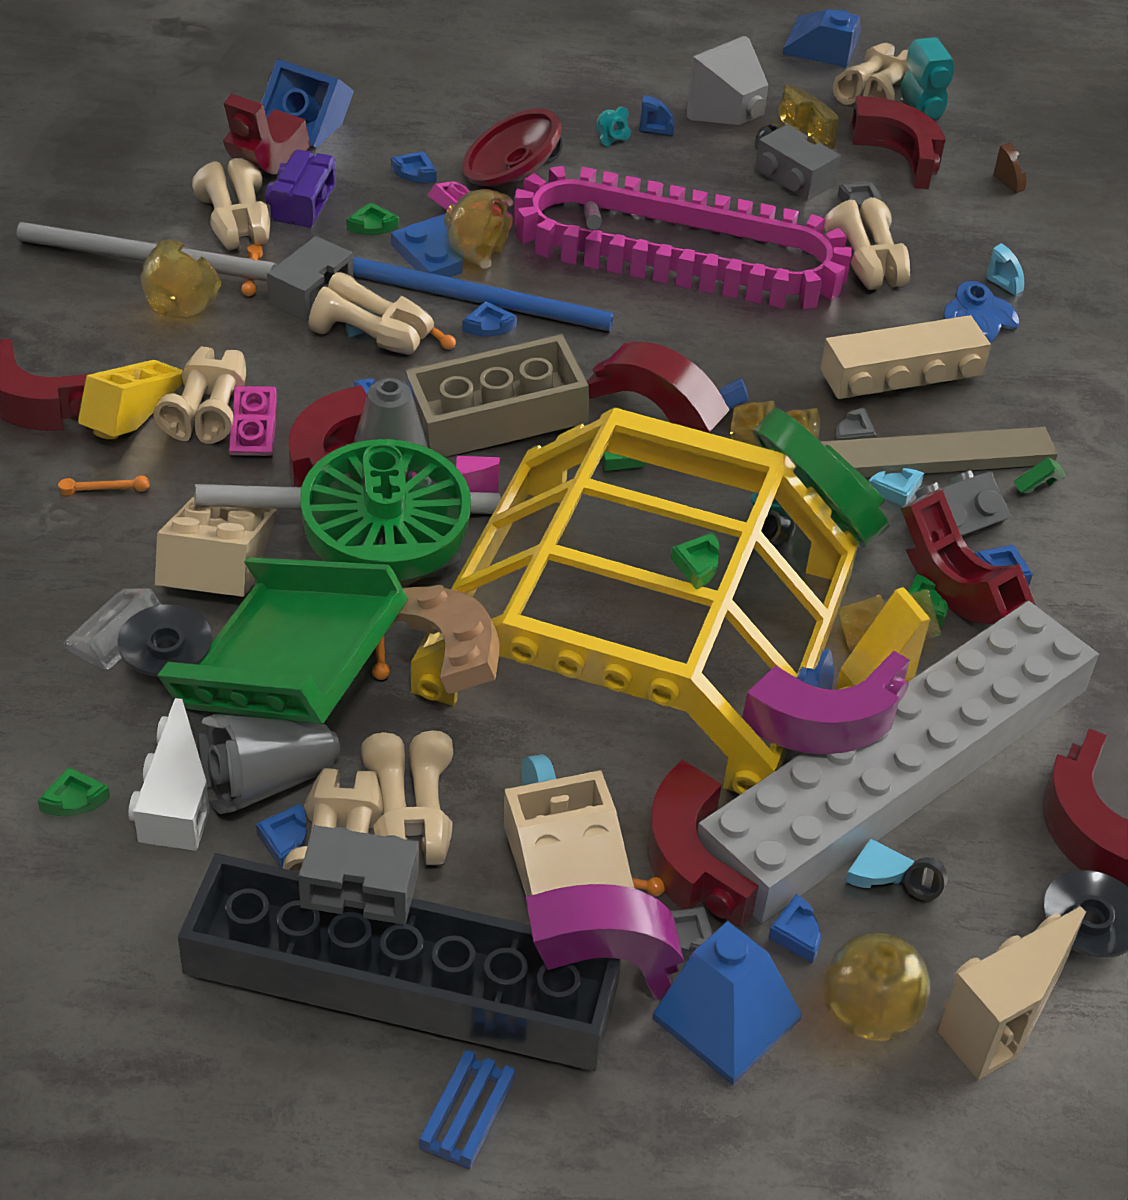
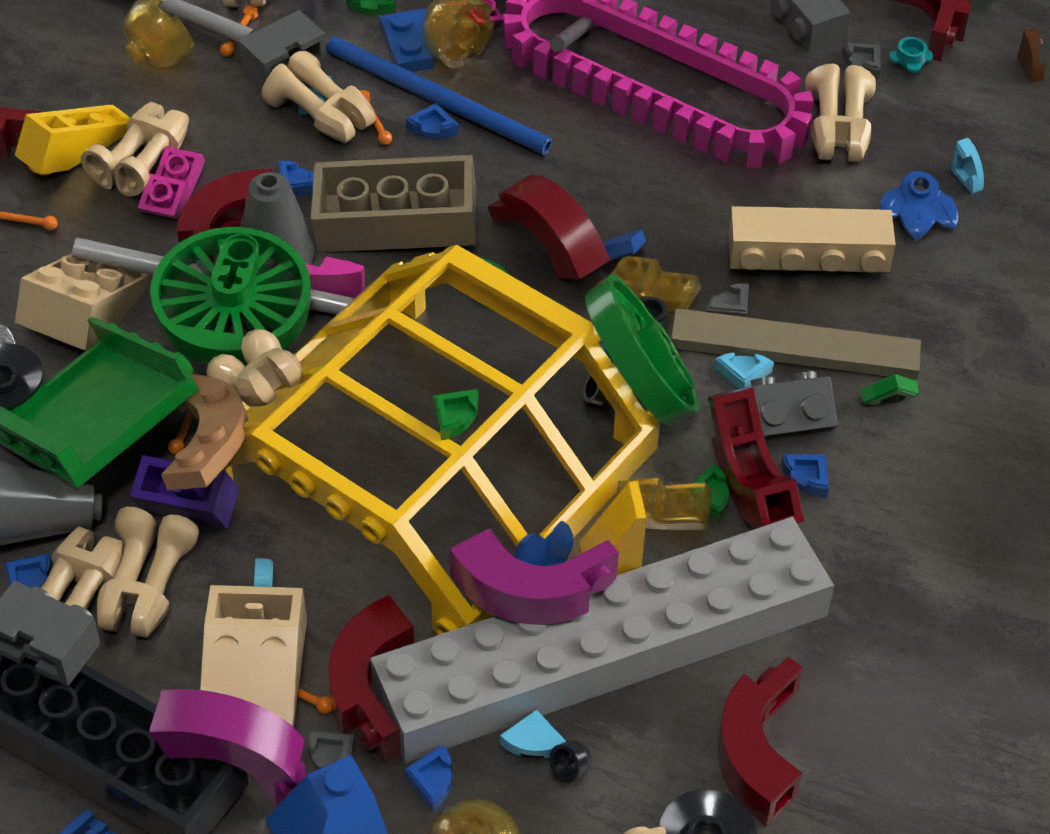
camera: 20 degrees right, 5 degrees up
(419, 705) = (204, 505): none -> dark purple brick
(462, 569) = (266, 368): none -> tan piece
(903, 185) = (911, 54): none -> teal plate

